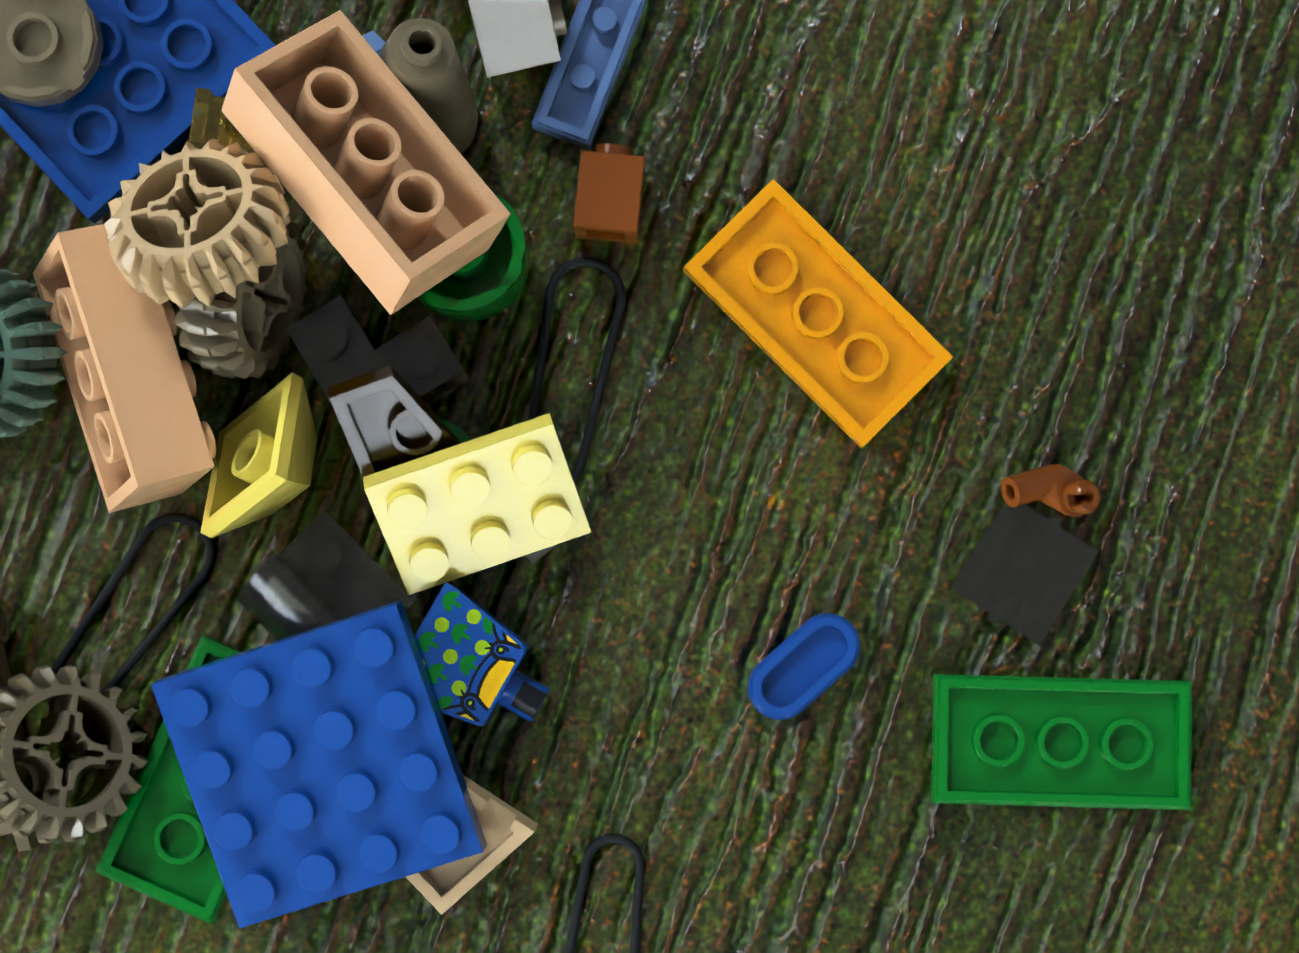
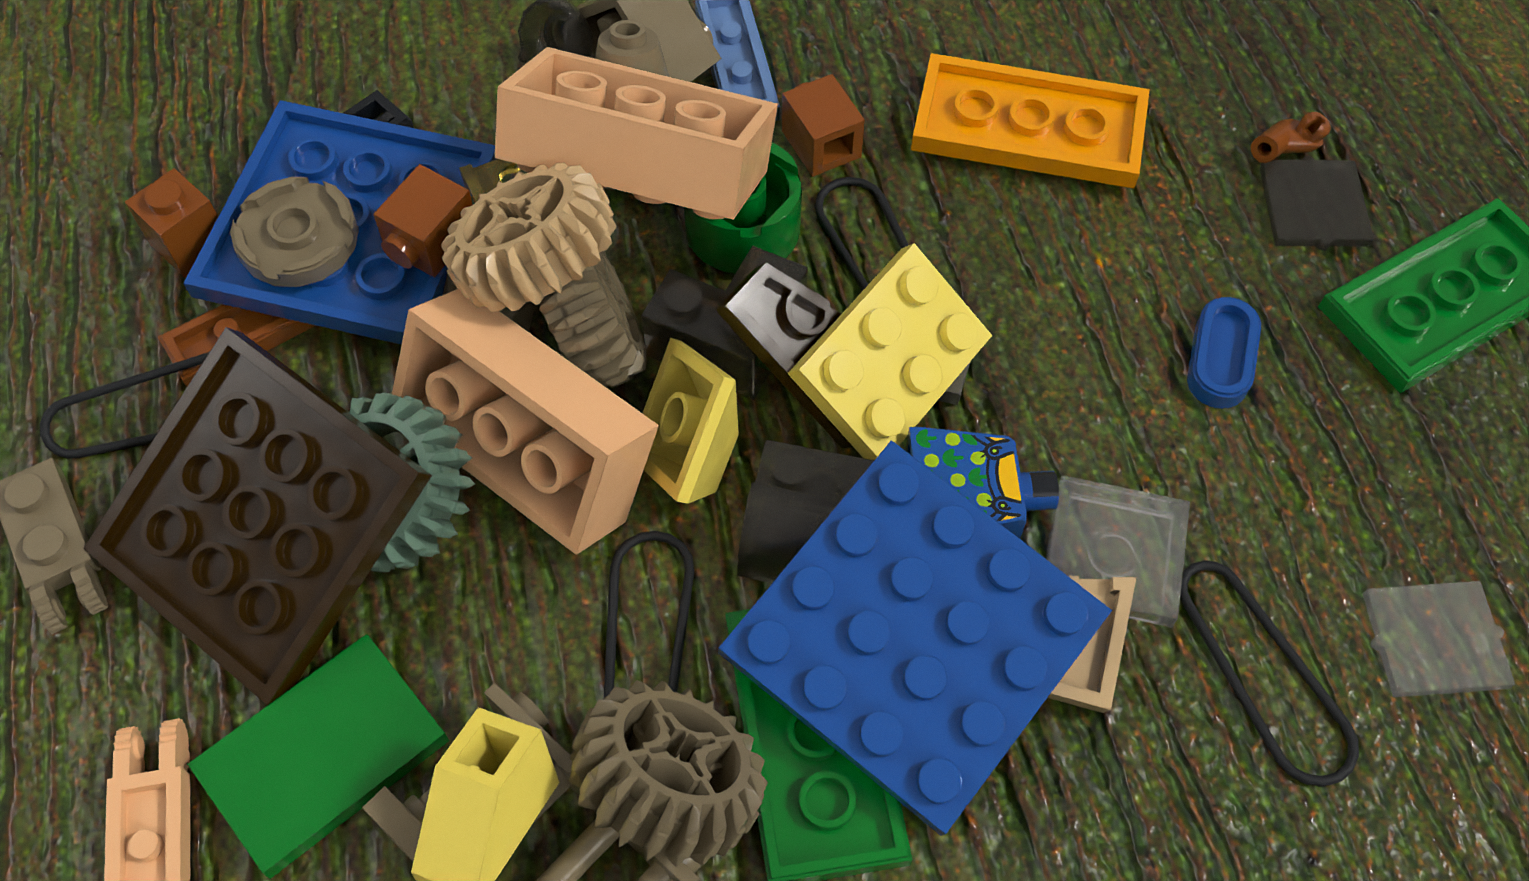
camera: 35 degrees left, 25 degrees down
(145, 113) = (417, 219): none -> dark orange brick
(564, 781) = (1122, 533): none -> clear tile

